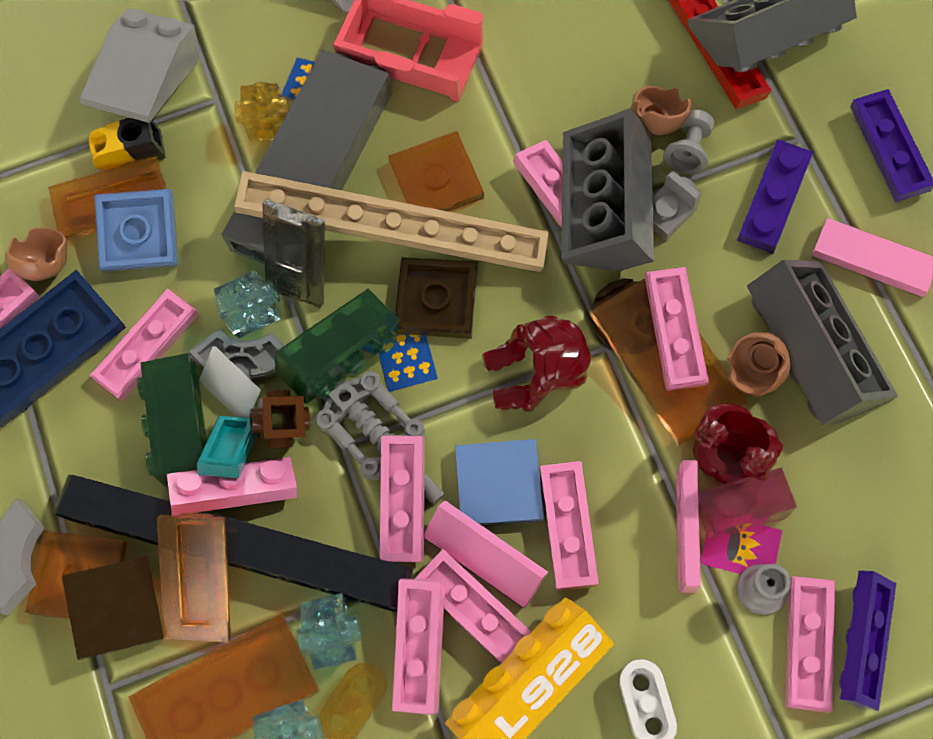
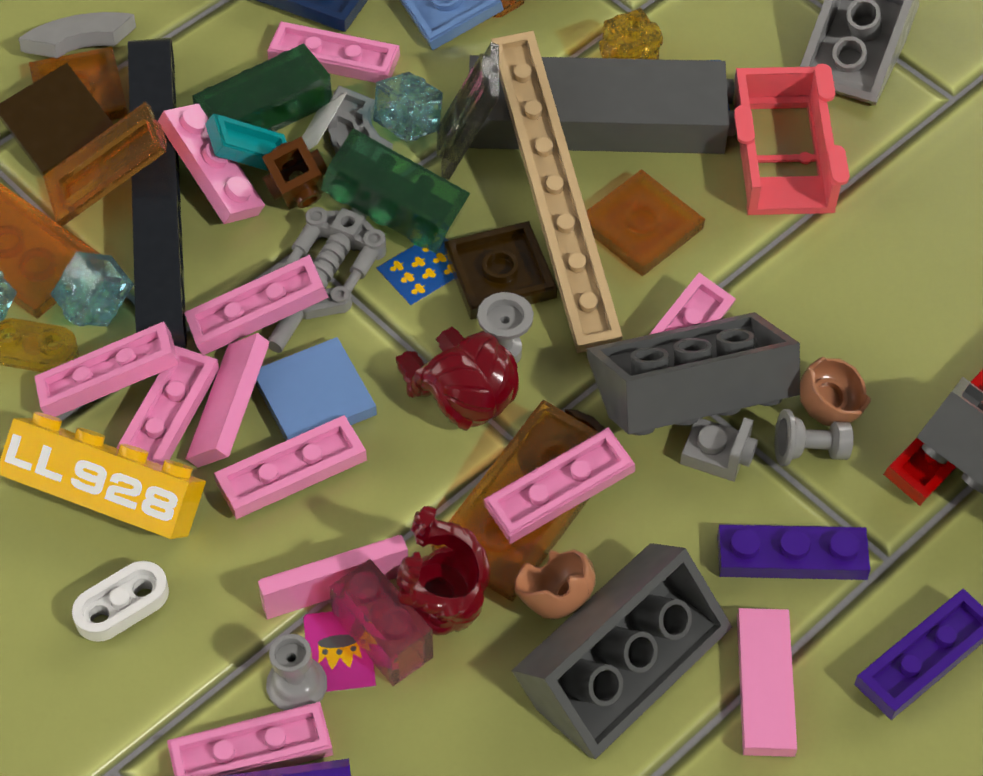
camera: 60 degrees right, 15 degrees down
(513, 307) = (506, 318): none -> light grey piece

